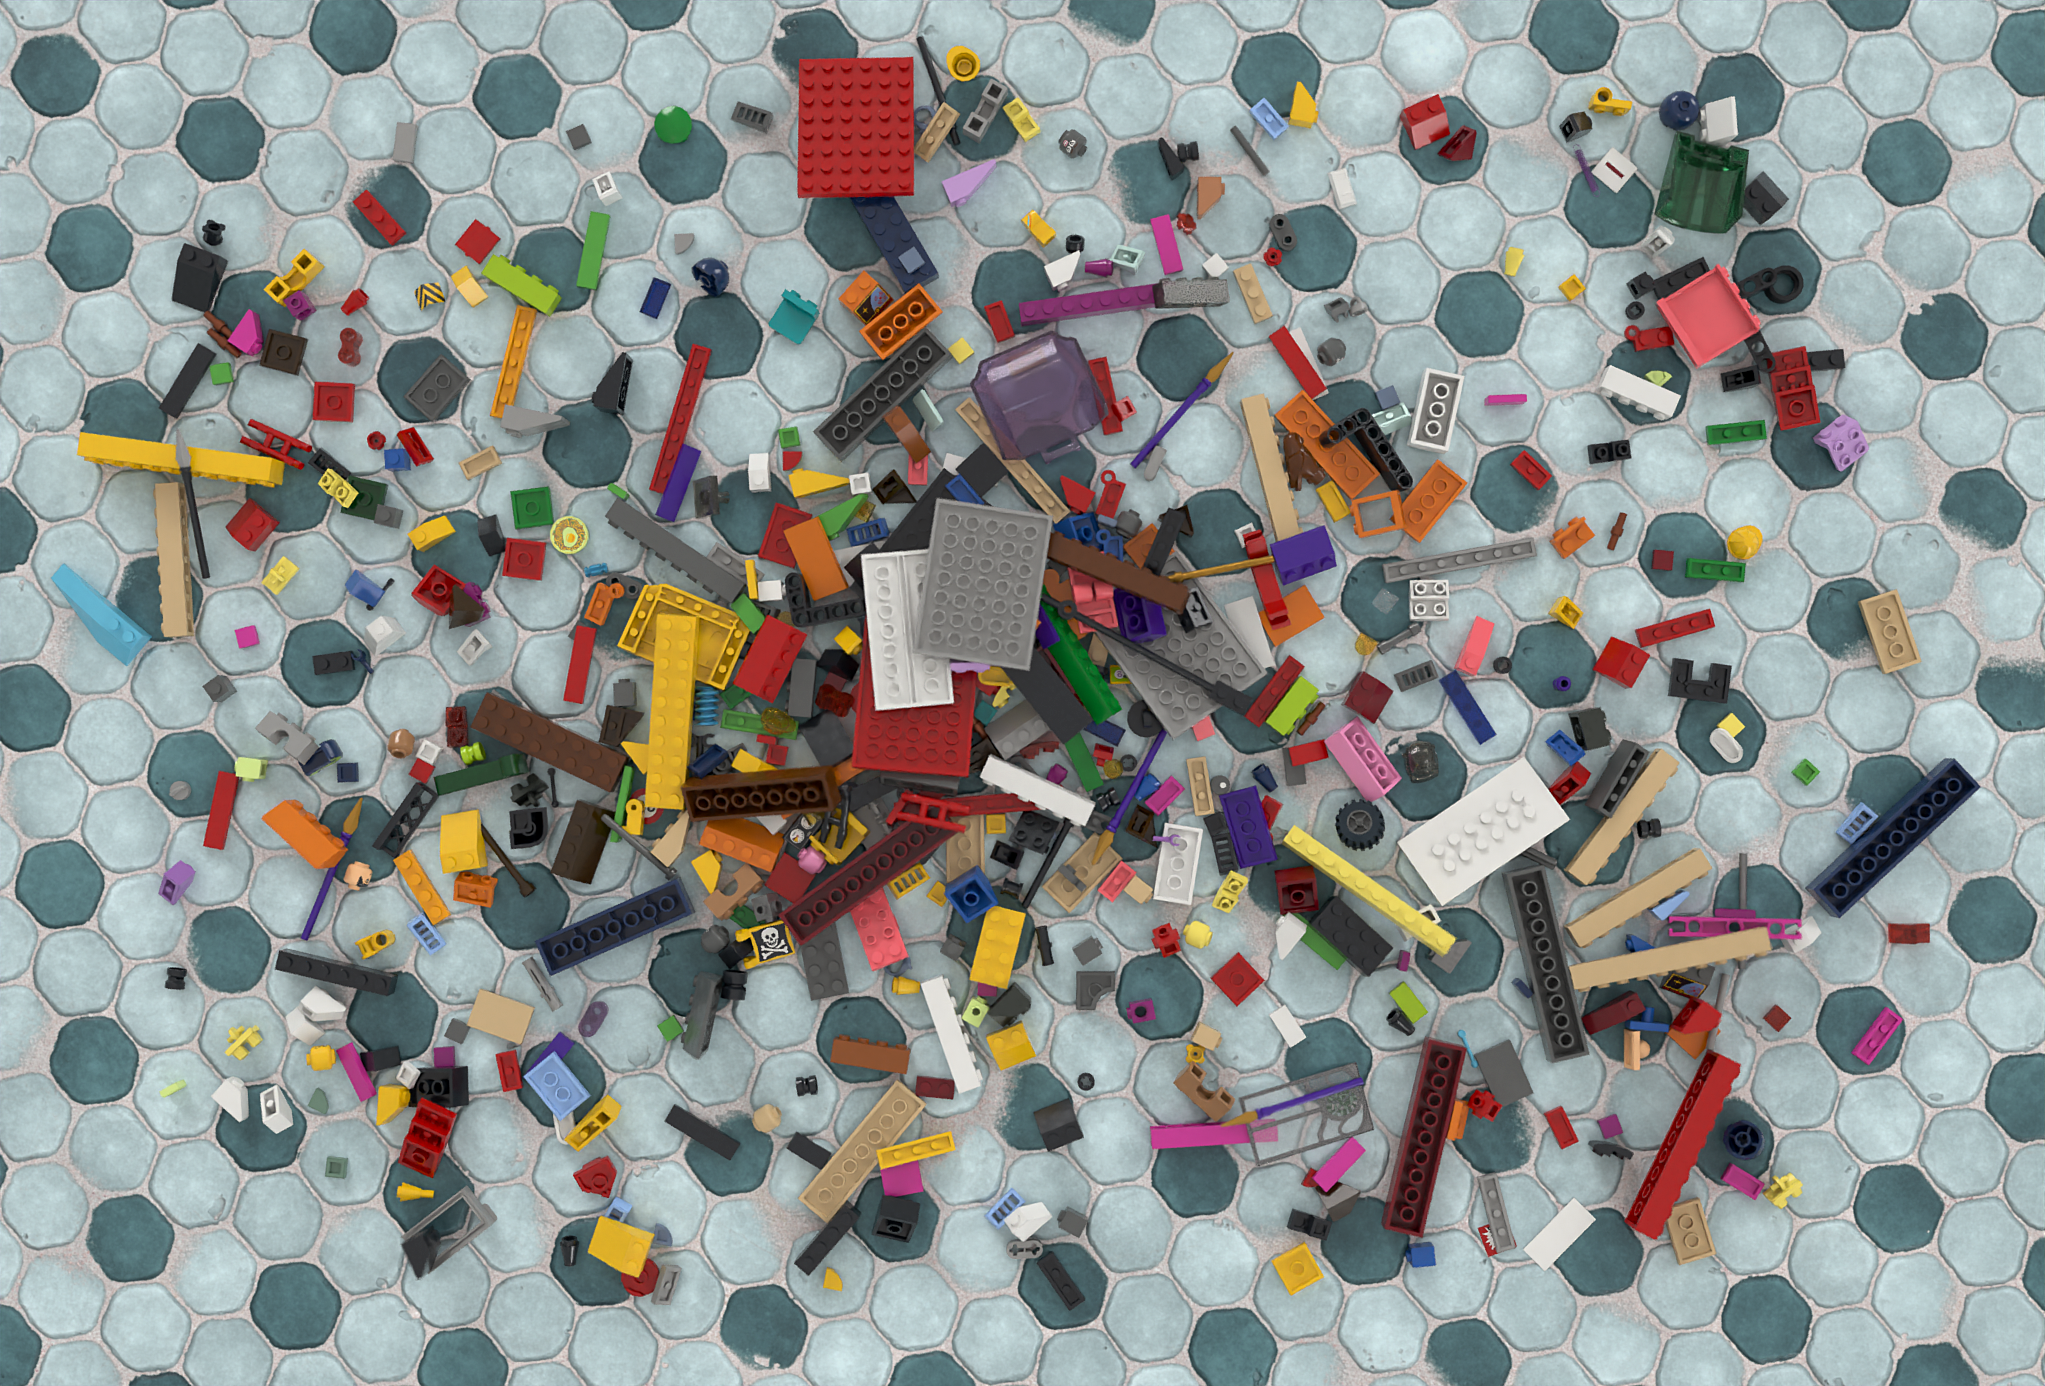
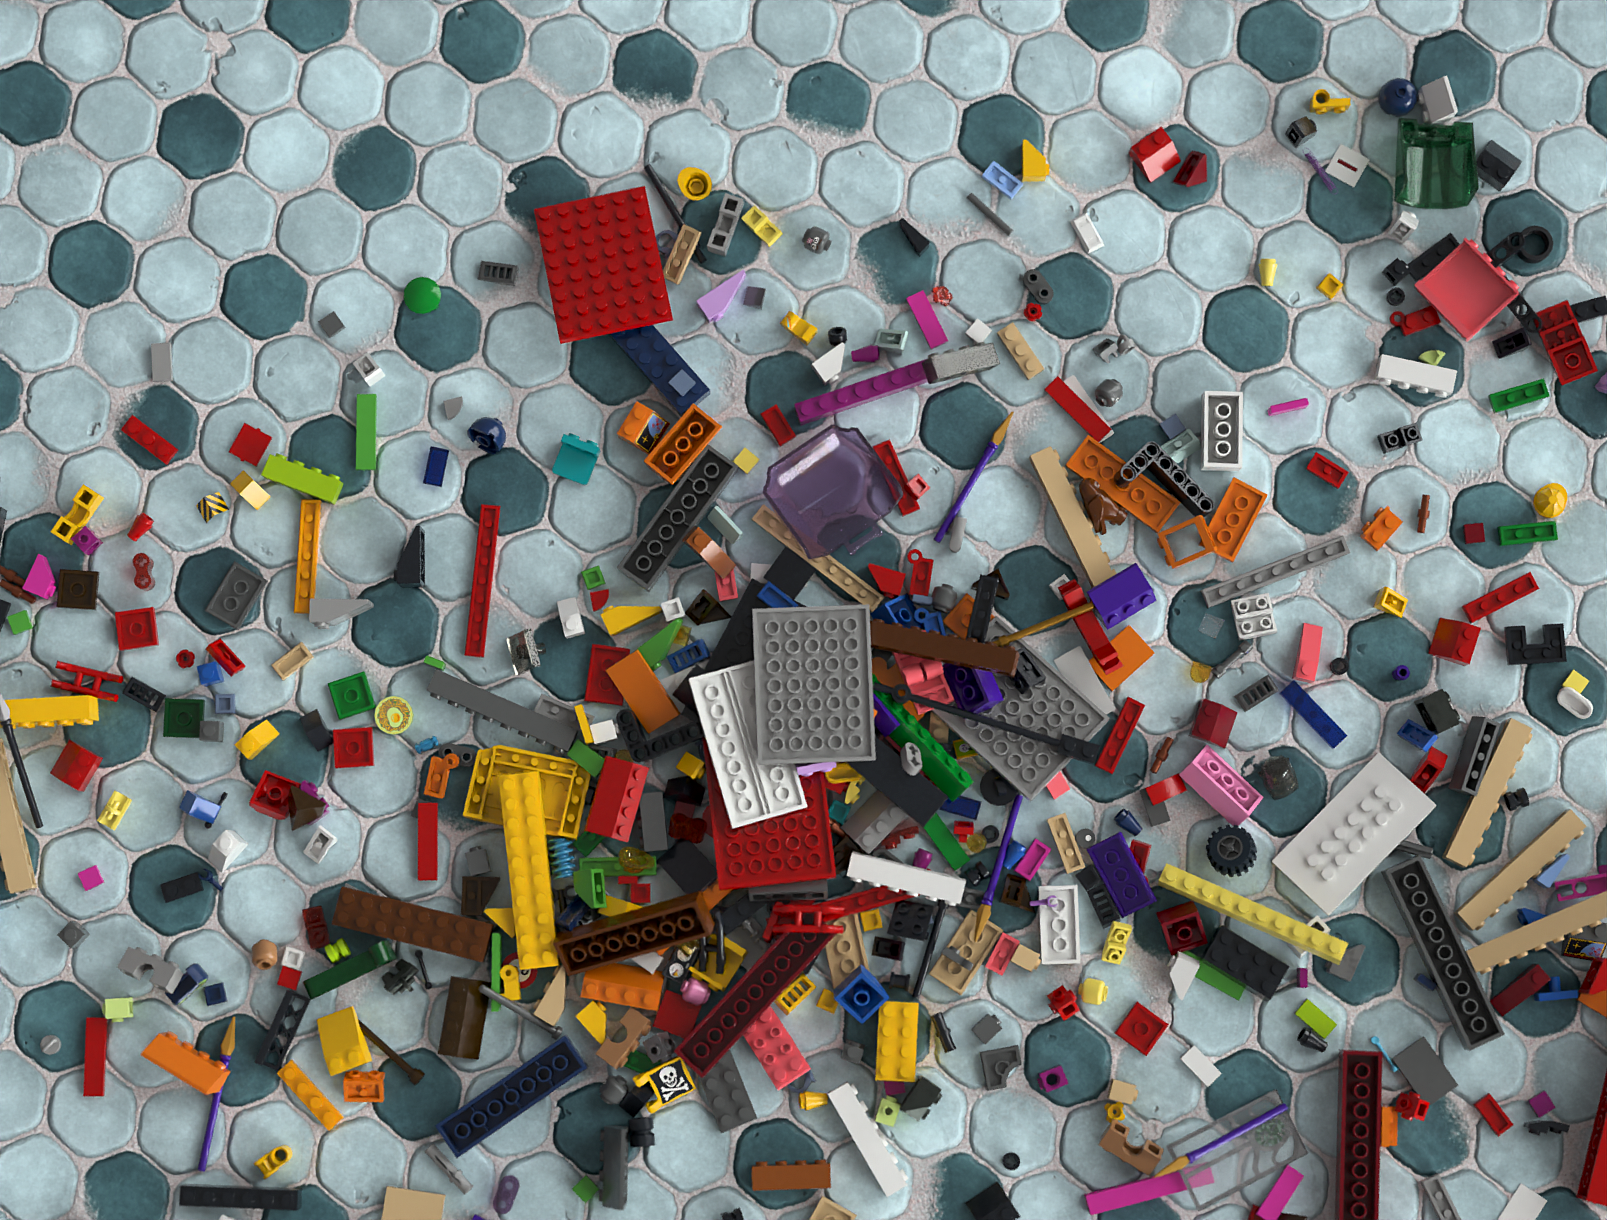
camera: 15 degrees left, 5 degrees down
(176, 881) = (63, 1137): medium lavender slope -> none
(338, 487) = (157, 712): light yellow slope -> none
(358, 875) = (244, 1095): light nougat head -> none
(407, 492) = (225, 704): none -> sand blue tile
(431, 929) = (322, 1130): light blue slope -> none
(528, 827) = (407, 1013): black brick -> none
(678, 482) = (492, 643): dark purple tile -> none
(728, 740) = (590, 887): none -> bright green slope
(935, 1087) = (861, 1196): dark red plate -> none
(1001, 189) = (754, 297): none -> dark grey slope
(1010, 1045) = (929, 1139): yellow slope -> none
(1064, 675) = (911, 758): none -> light grey beam
(1192, 151) = (930, 225): black wheel -> none
(1208, 194) = (958, 263): nougat slope -> none
(1292, 706) = (1140, 746): lime brick -> none
(1333, 501) = (1140, 537): yellow tile -> none
(1634, 1049) = (1548, 1021): light nougat tile -> none

